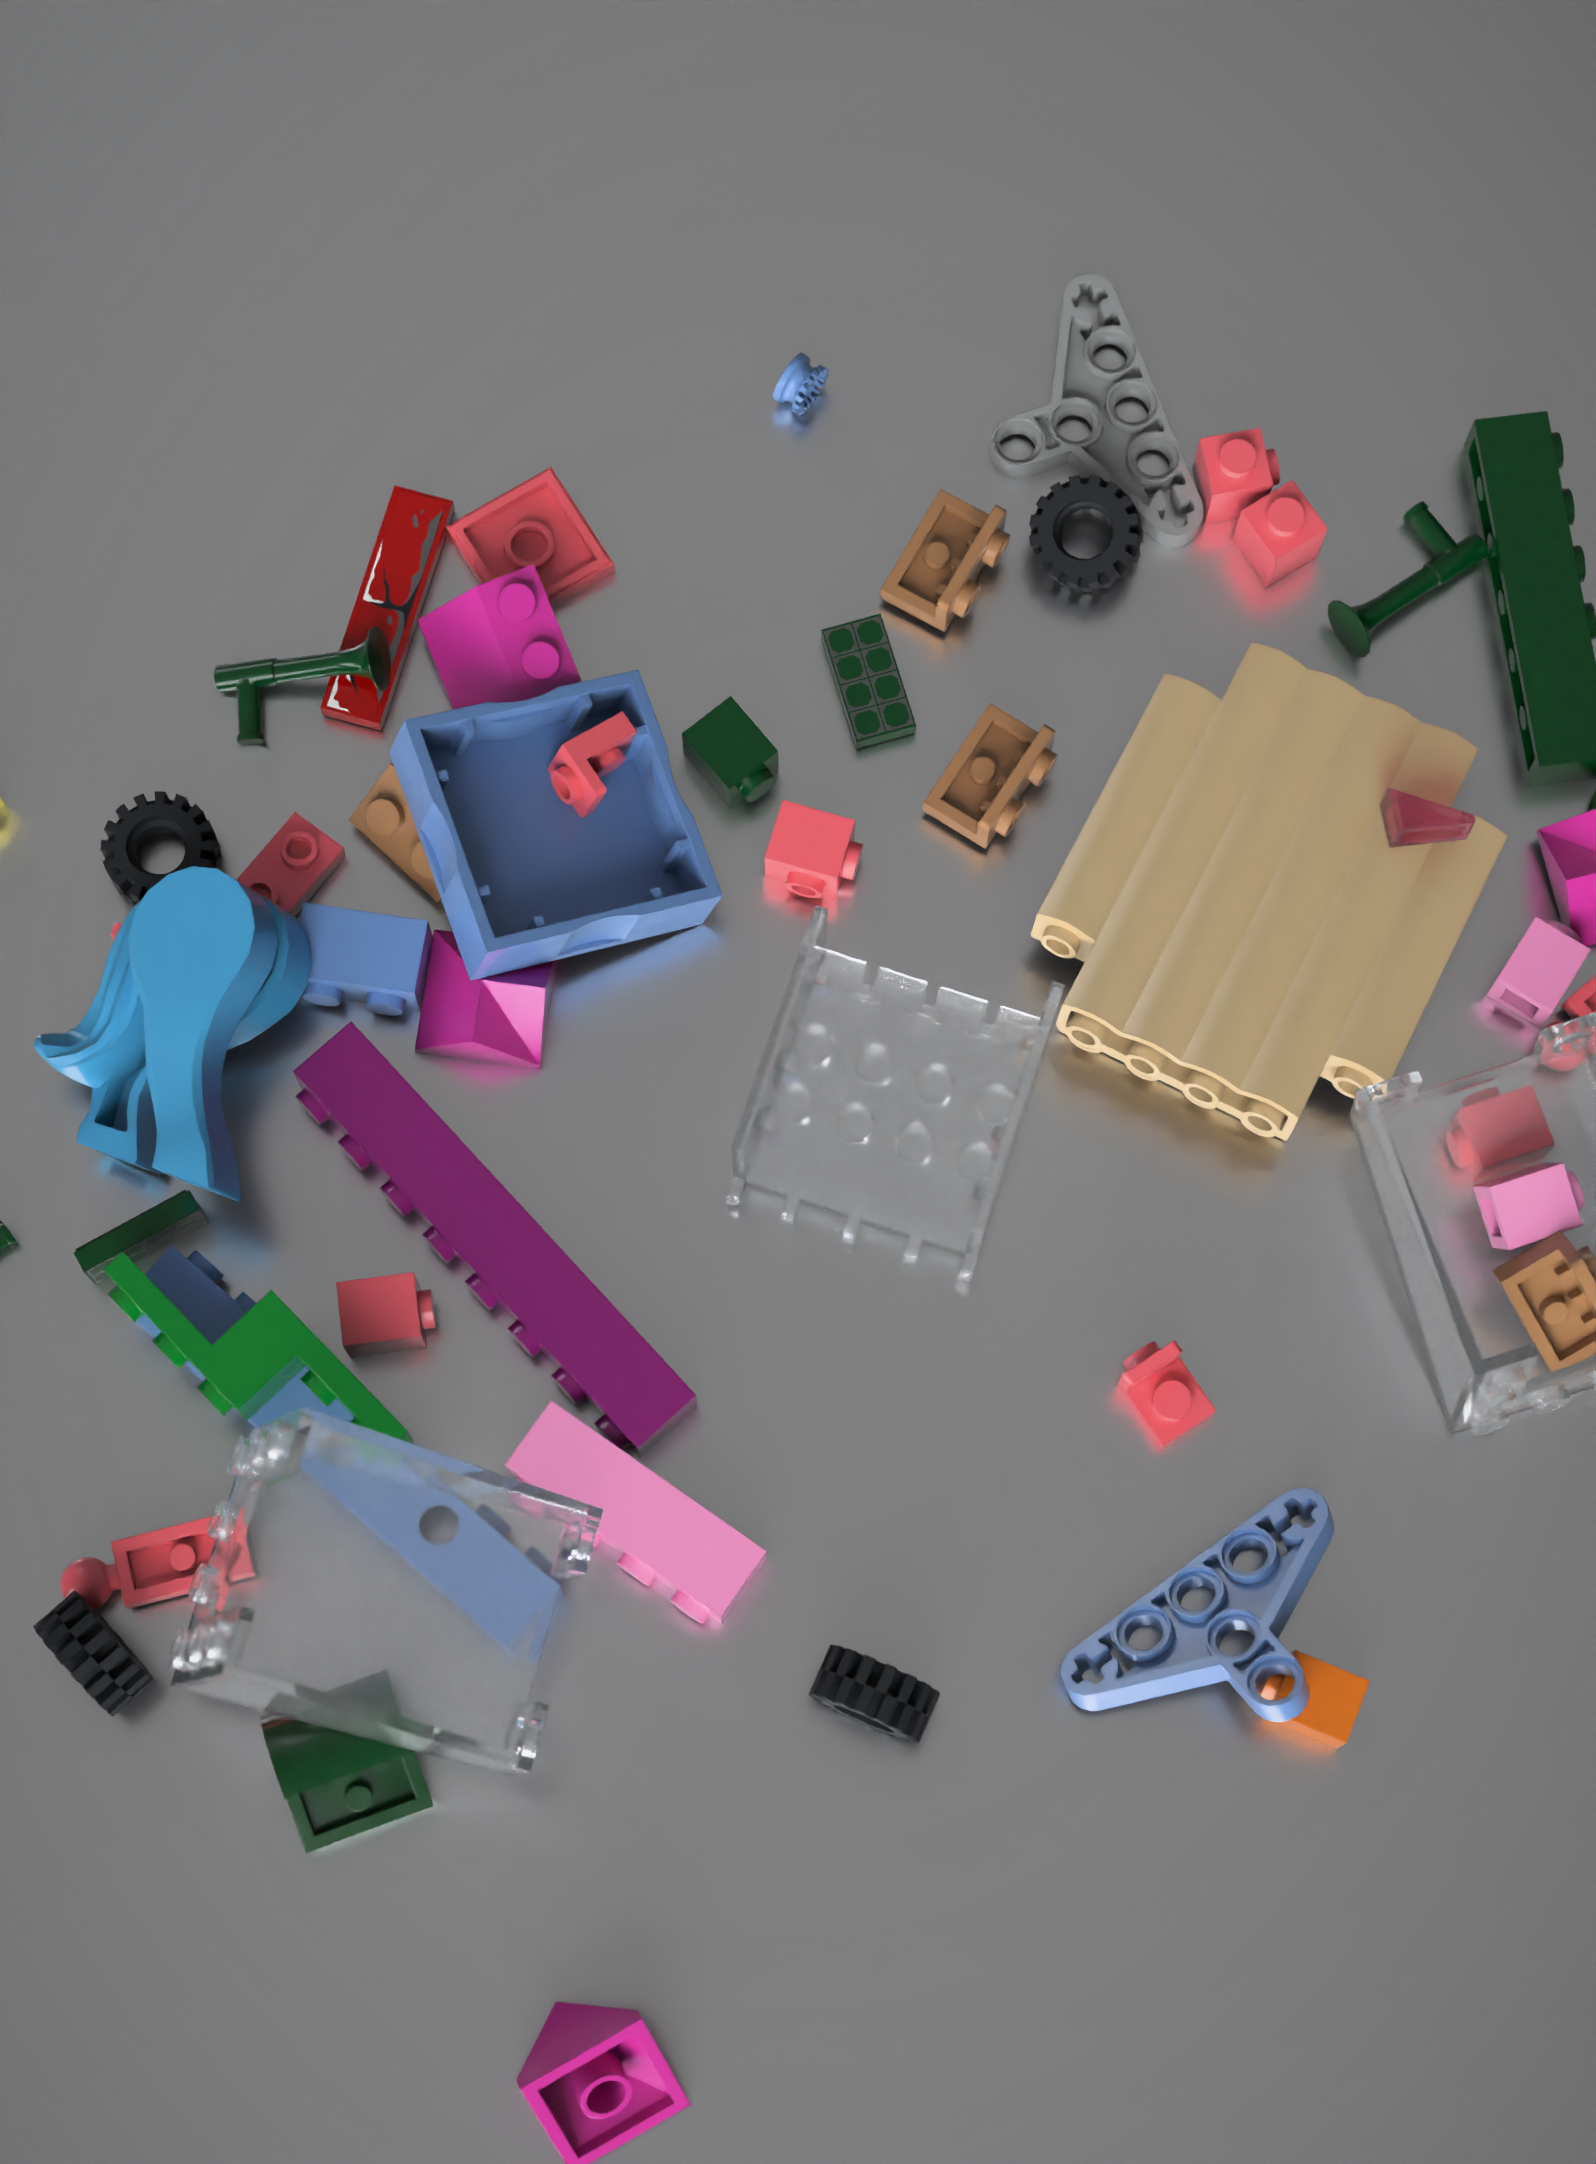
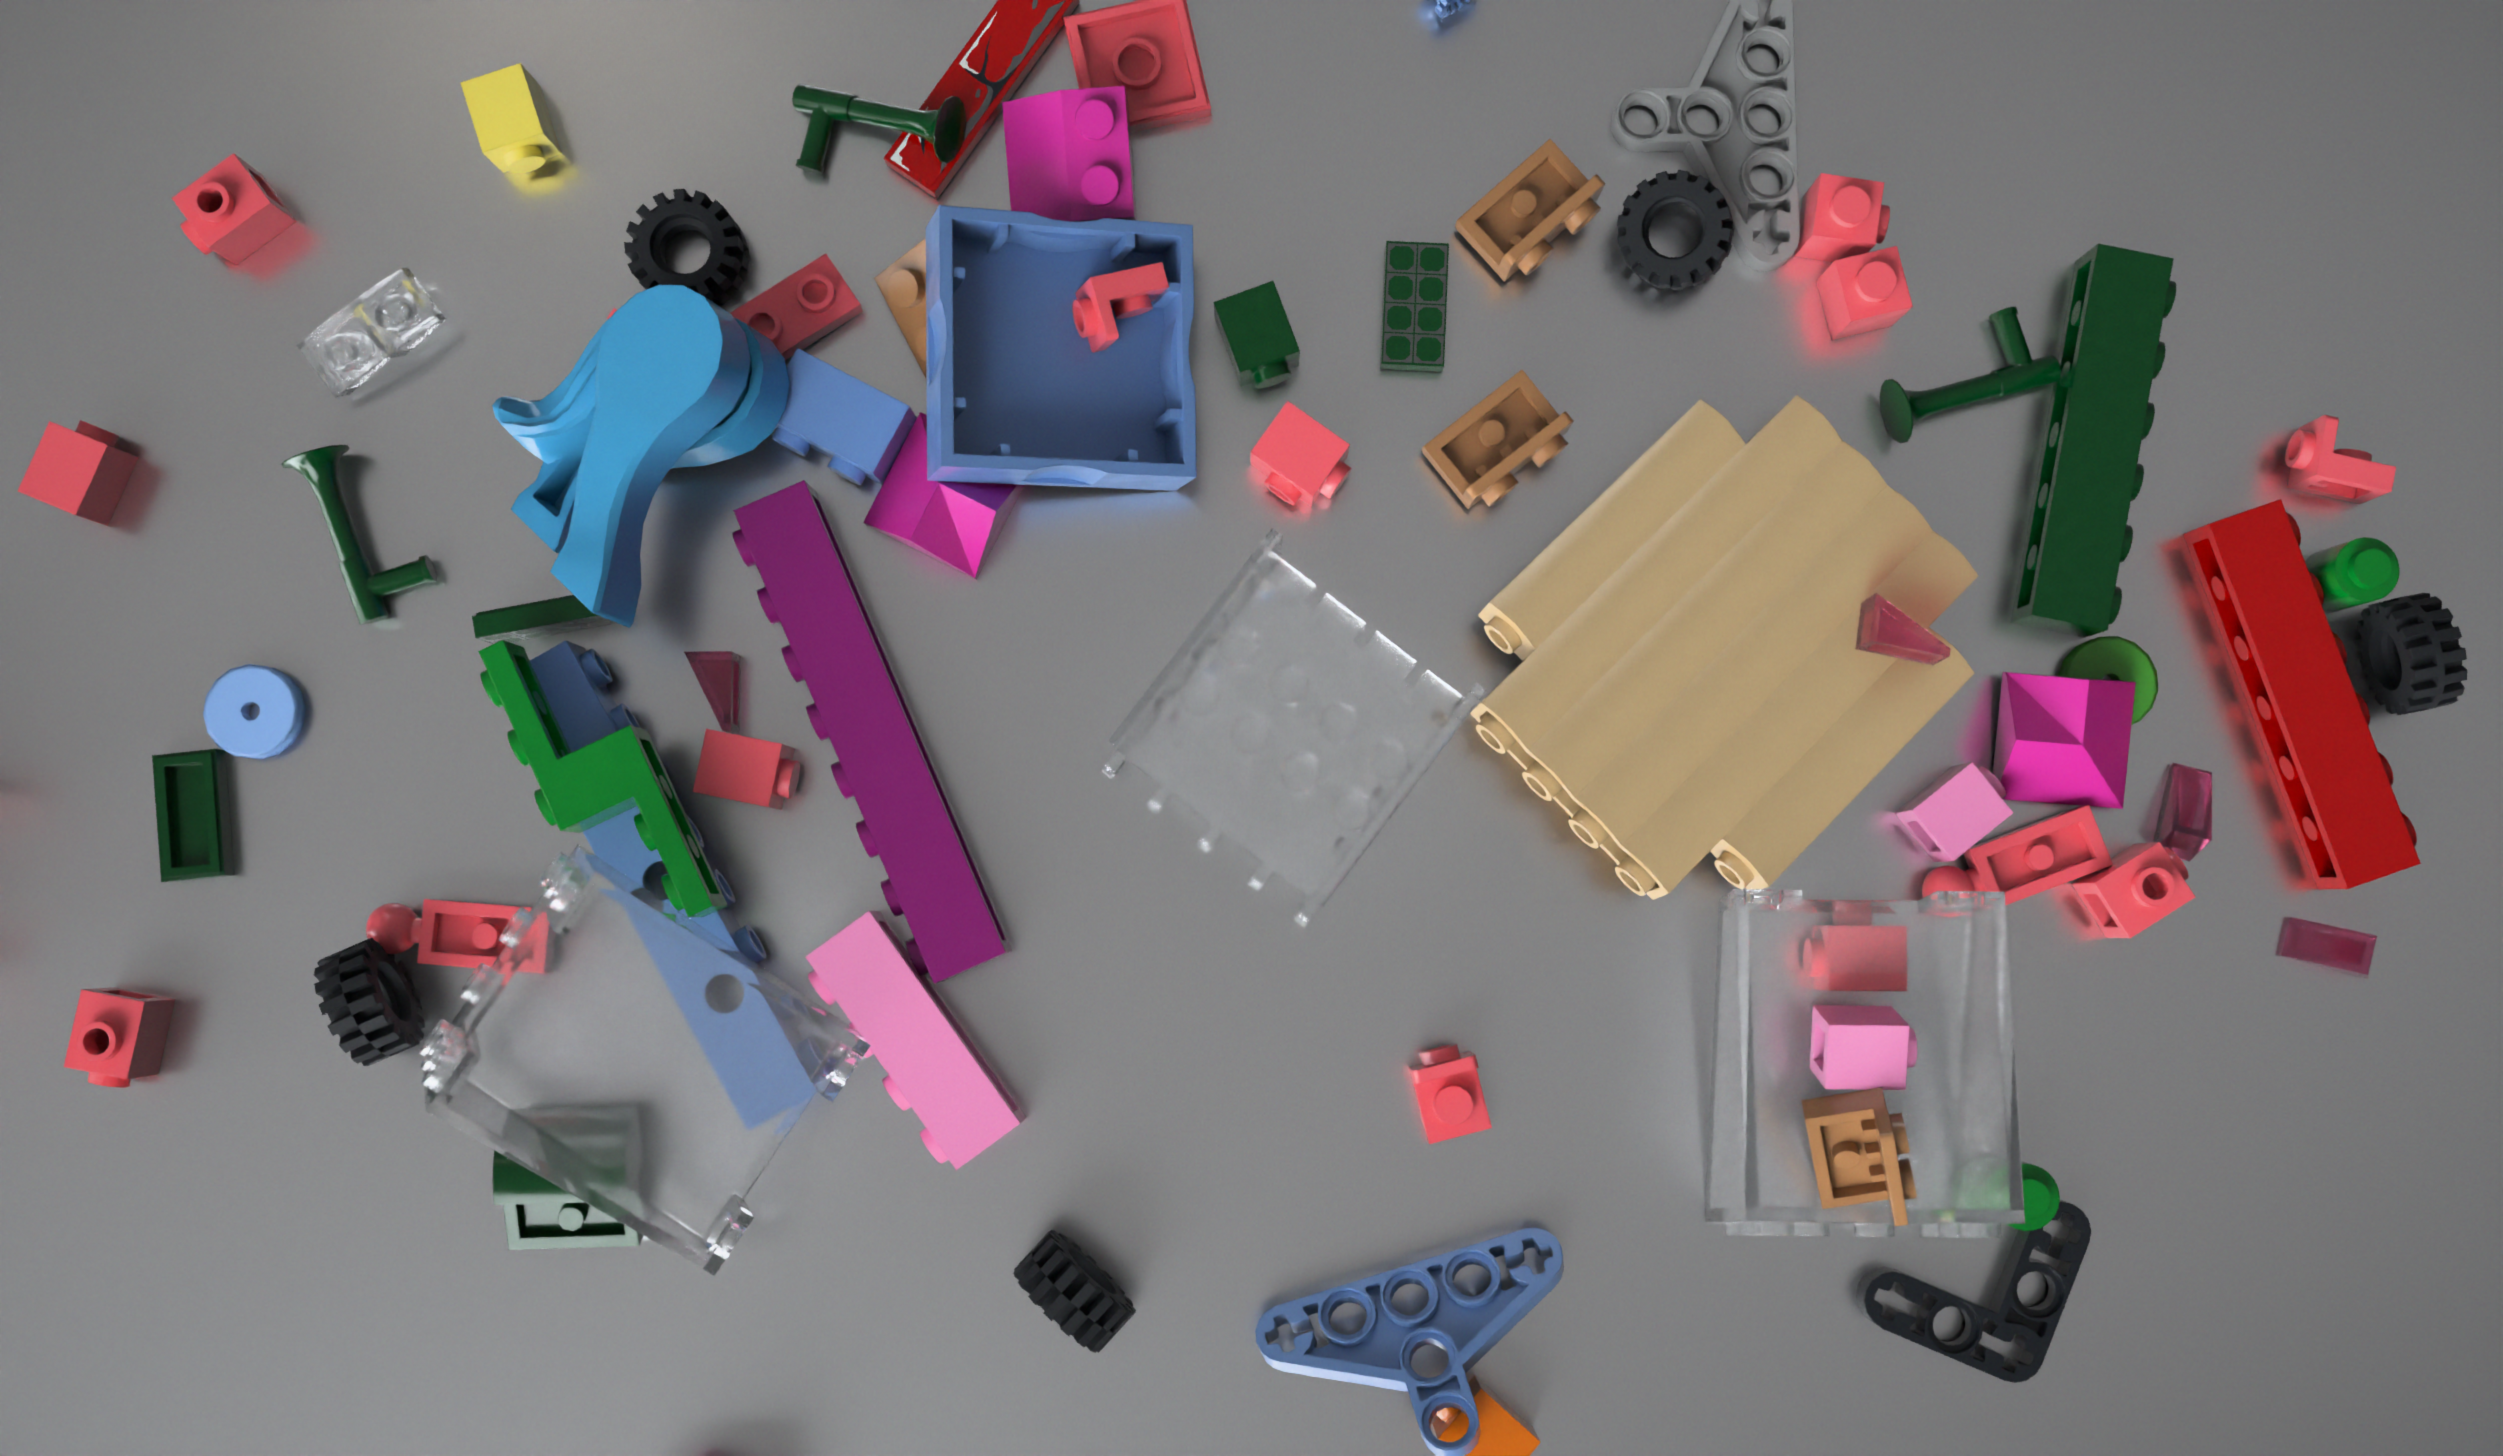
camera: 20 degrees right, 10 degrees up
(325, 1238) = (720, 681): none -> clear pink piece

